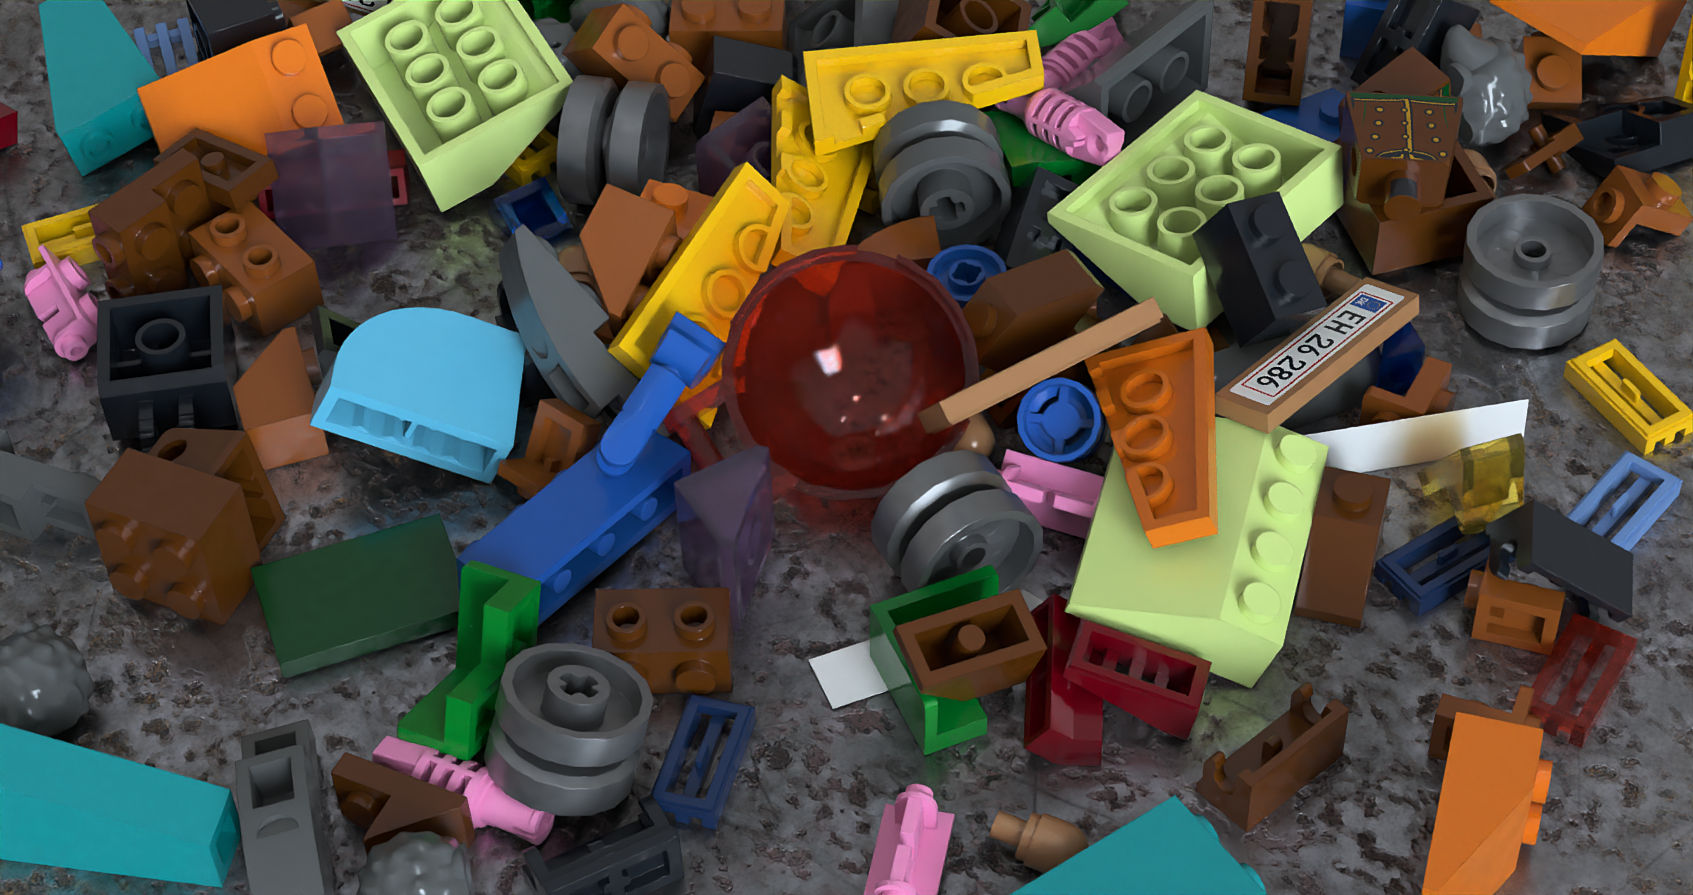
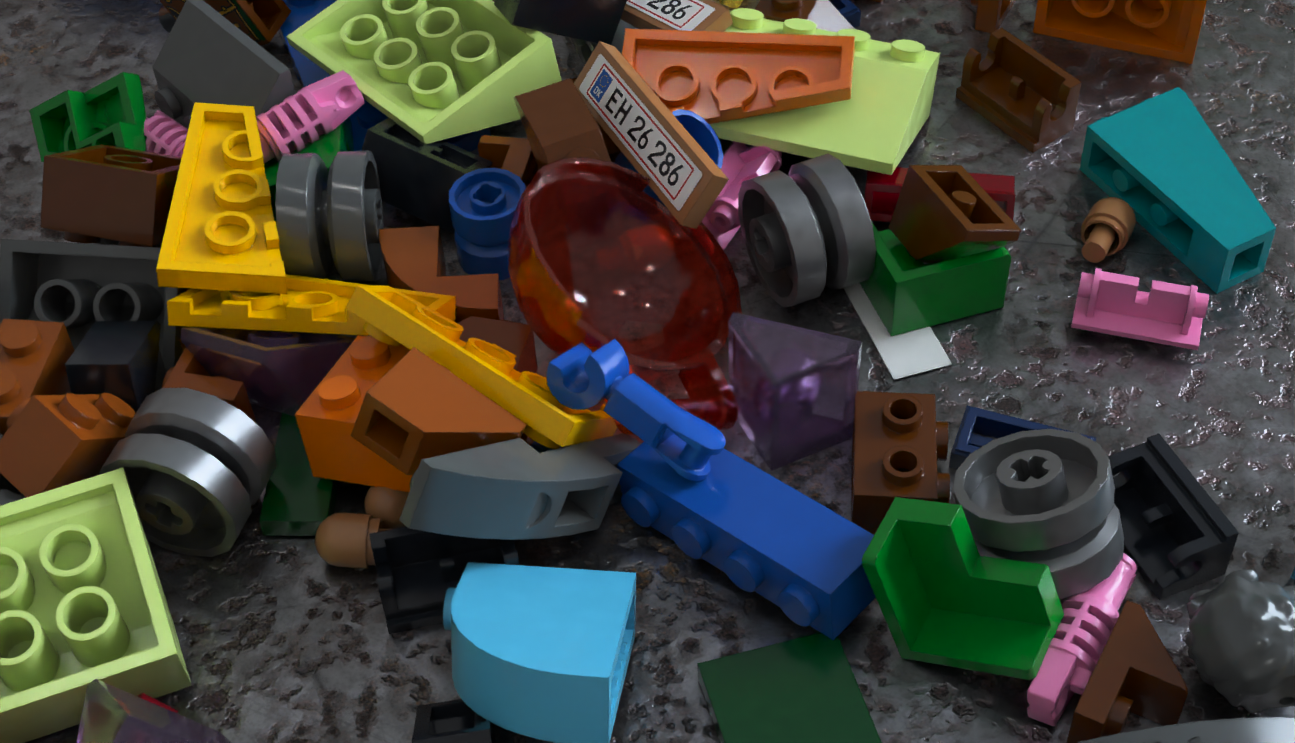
camera: 85 degrees left, 0 degrees up
(532, 206) = (226, 595): slope -> none
(556, 442) = (631, 538): dark orange bracket -> none
(1166, 704) = (953, 138): dark red slope -> none

